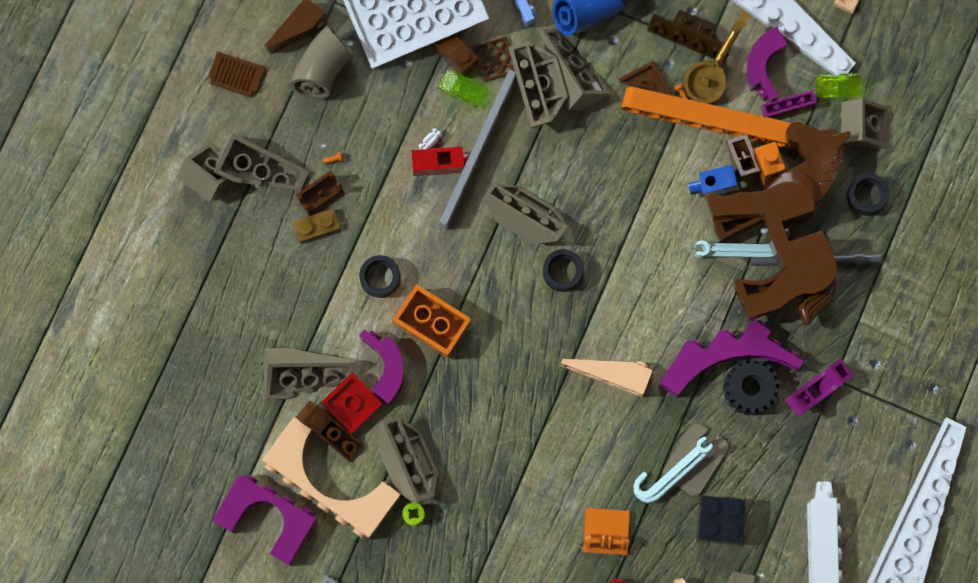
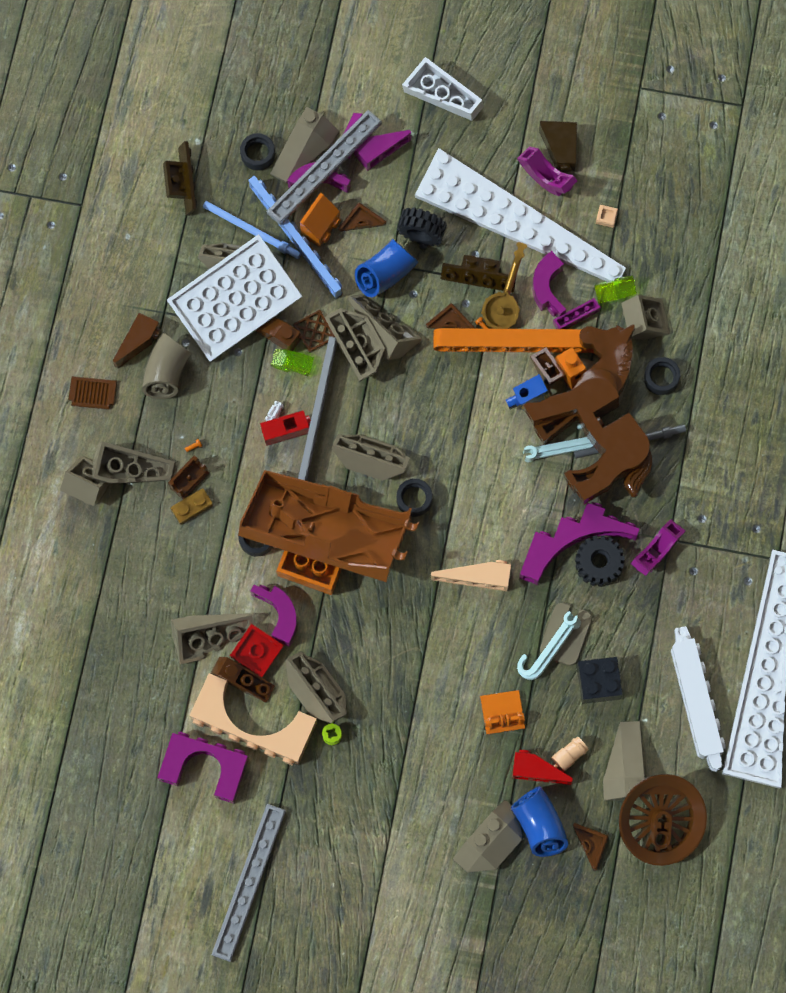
camera: 10 degrees left, 5 degrees down
(457, 281) = (325, 525): none -> dark orange piece

